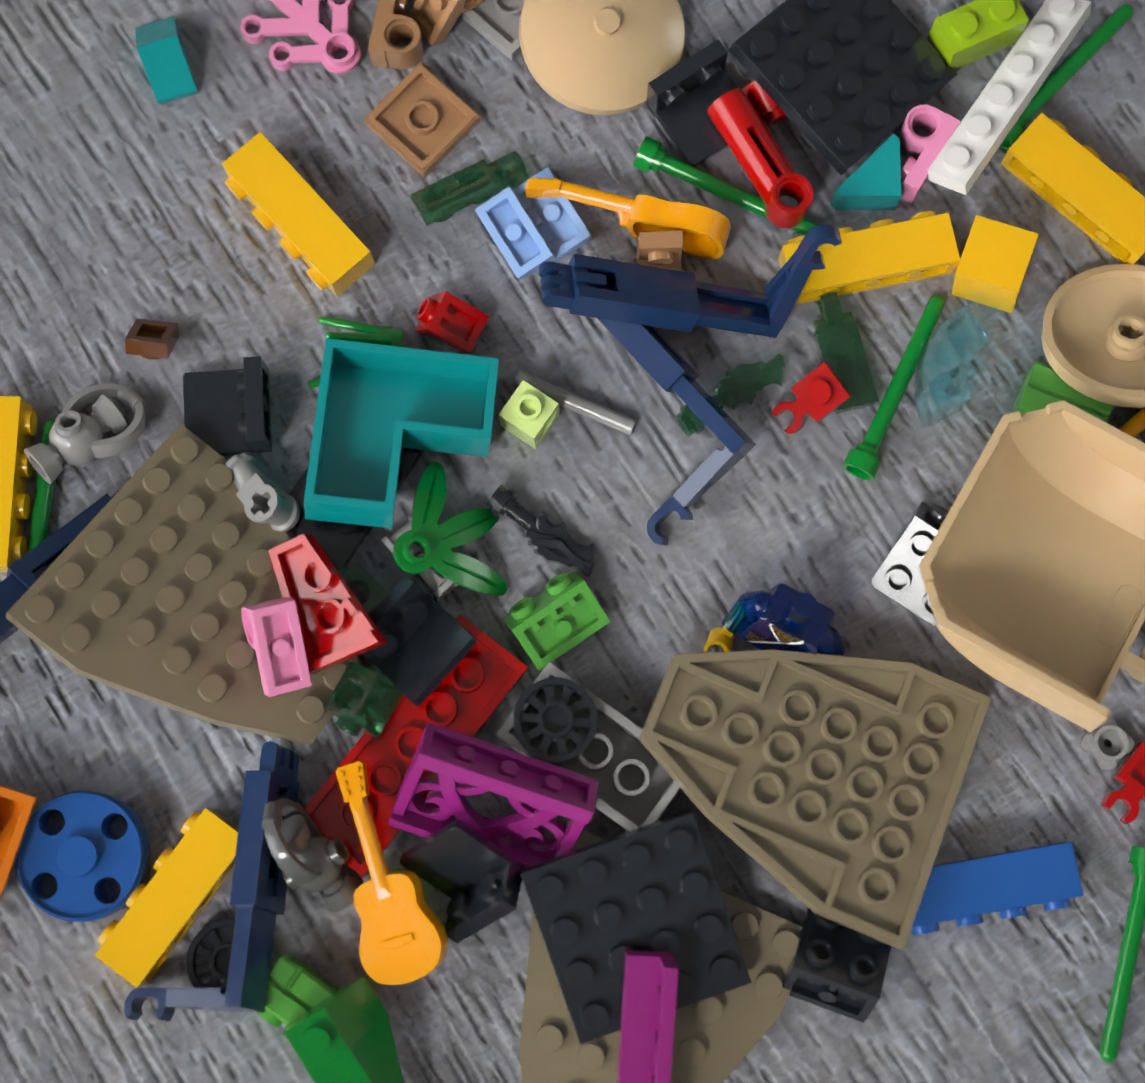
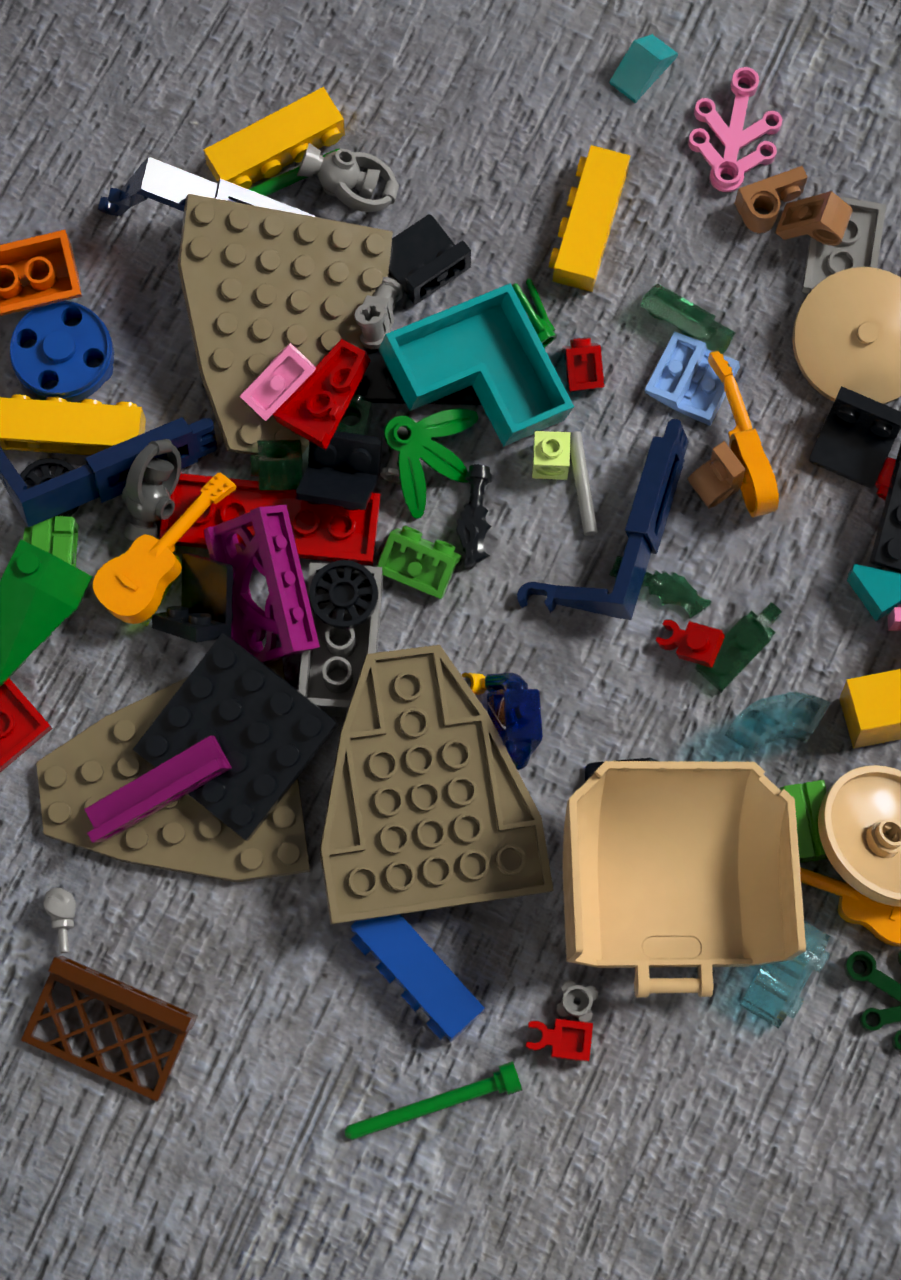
camera: 55 degrees right, 5 degrees down
(151, 339) = (440, 178): reddish brown plate -> none
(422, 120) = (717, 259): medium nougat tile -> none
(655, 158) = (796, 428): green piece -> none
(674, 298) = (698, 498): dark blue hinge -> none
(761, 158) = (856, 470): red piece -> none
(837, 968) = (293, 898): black bracket -> none
(863, 460) = (672, 705): green piece -> none
(881, 256) = (822, 619): yellow brick -> none

